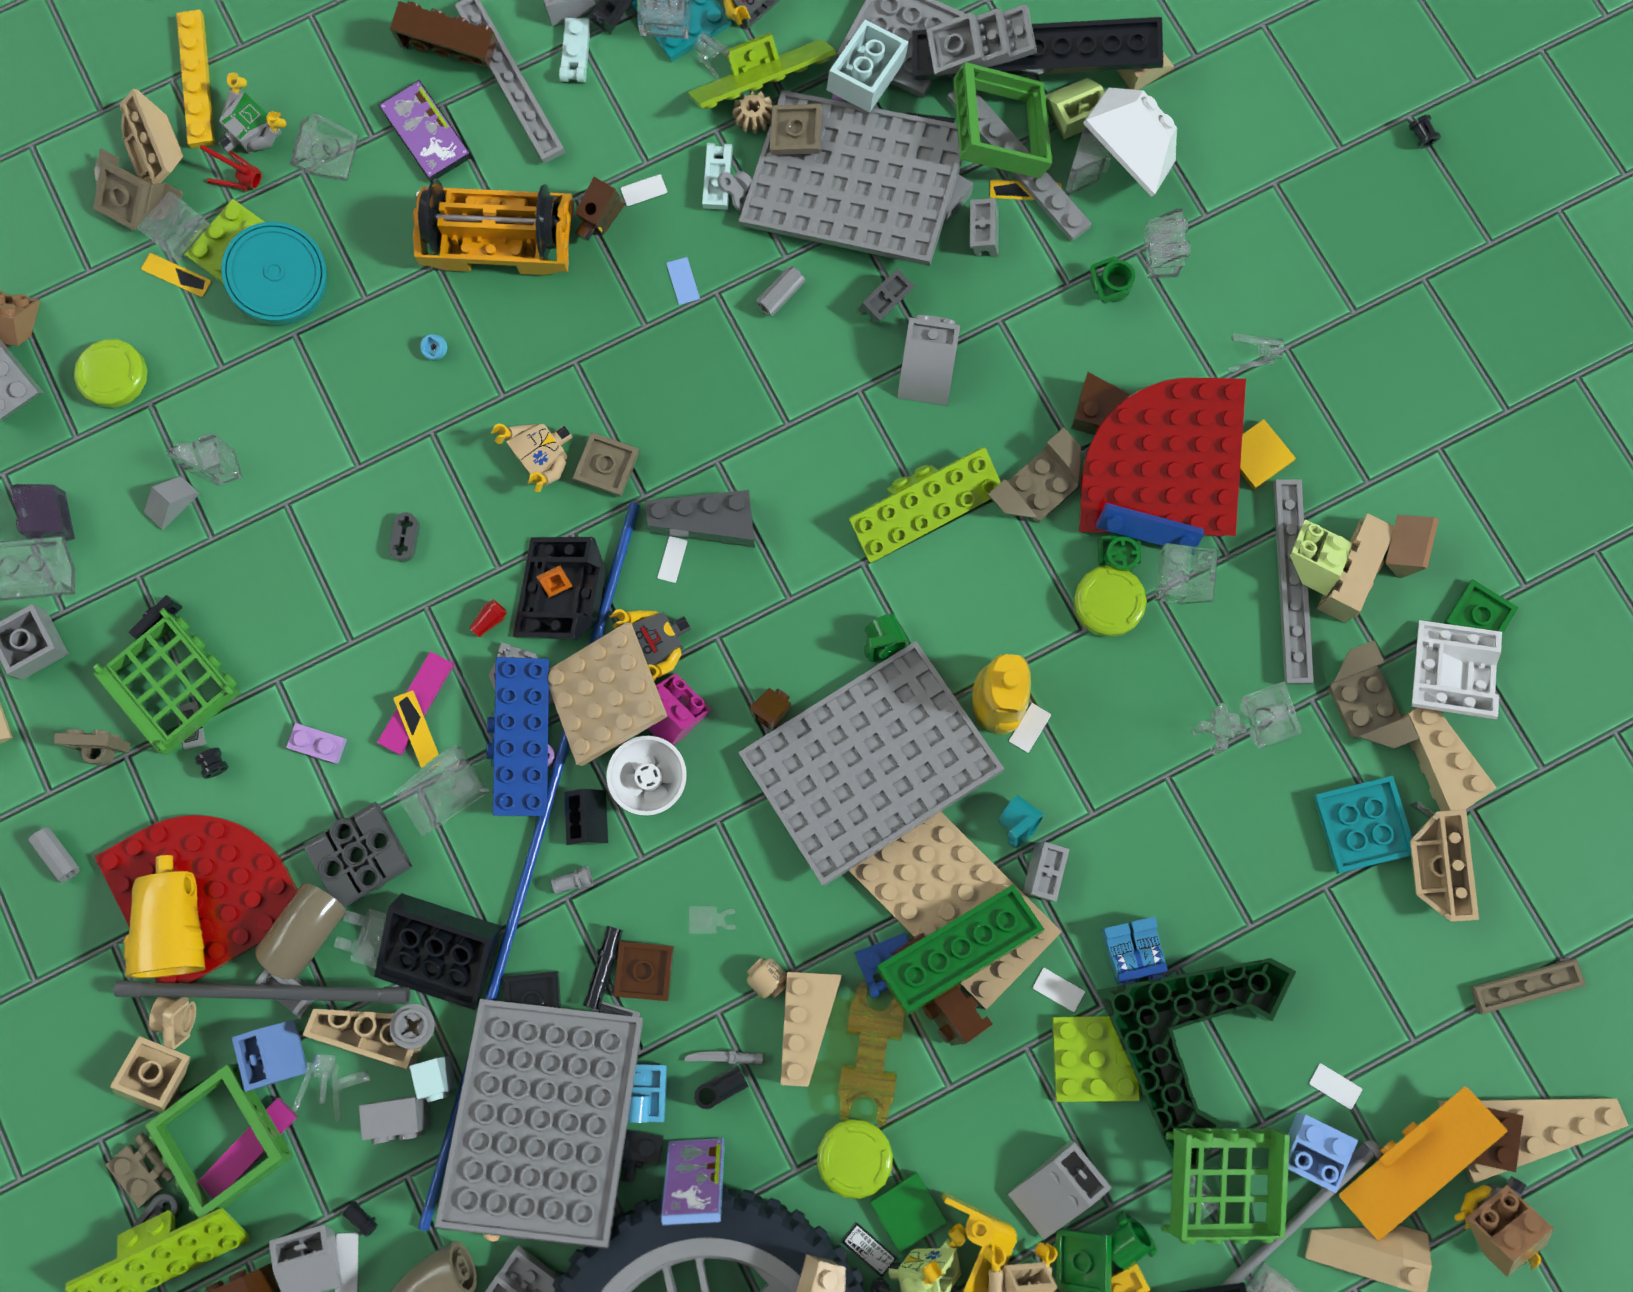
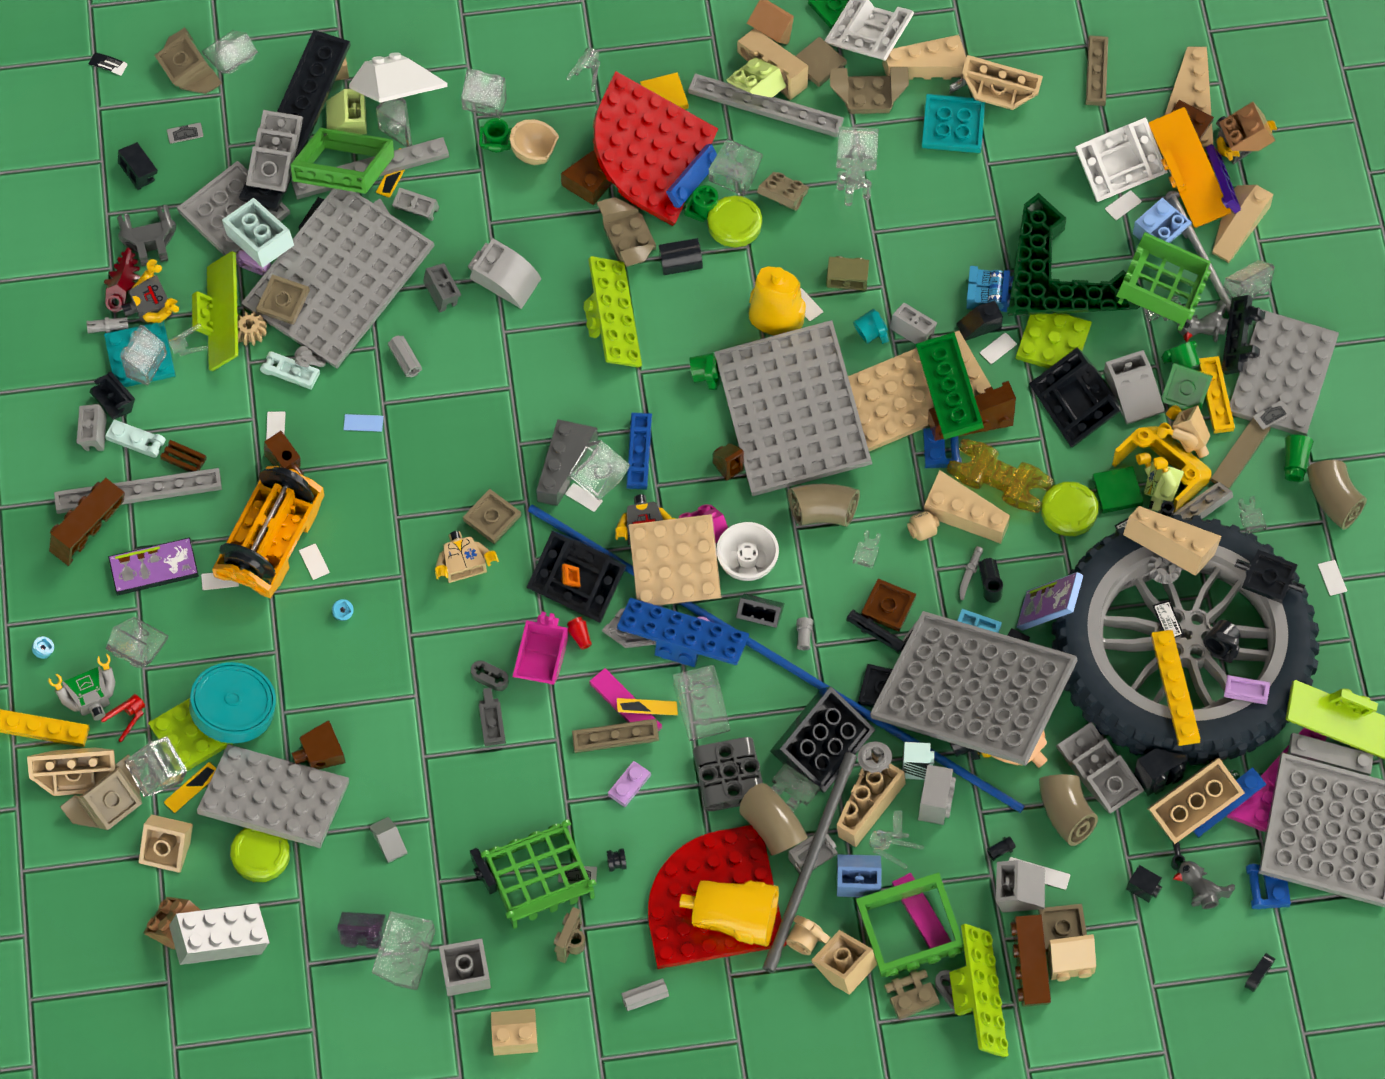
camera: 75 degrees left, 15 degrees down
(95, 270) = (165, 843): none -> tan slope
(177, 361) = (273, 796): none -> light grey plate
(208, 458) = (371, 791): clear slope -> none
(254, 388) = (320, 748): none -> reddish brown torso
(289, 58) = (42, 647): none -> medium azure tile
(348, 559) = (491, 719): none -> dark grey hinge
(368, 706) = (615, 735): none -> dark tan tile
(441, 583) = (541, 650): none -> dark pink piece
(489, 295) = (314, 561): none -> white sticker
(560, 107) = (172, 444): none -> reddish brown tile
(701, 562) = (599, 469): none -> clear slope
(748, 846) = (823, 504): none -> dark tan brick
(751, 600) = (639, 450): none -> blue plate
(1018, 1118) = (1075, 396): none -> black slope
(1034, 554) = (680, 256): none -> black brick
(1083, 954) = (980, 321): none -> black slope
(1090, 764) = (847, 273): none -> olive brick
(1121, 324) = (533, 141): none -> tan cylinder
(1175, 644) = (783, 190): none -> dark tan plate
(1194, 1264) = (1211, 324): none -> dark grey animal
(1388, 623) = (820, 58): none -> dark tan tile
(1395, 1235) = (1230, 198): none -> dark purple plate
(1400, 1062) = (1120, 159): none -> white slope

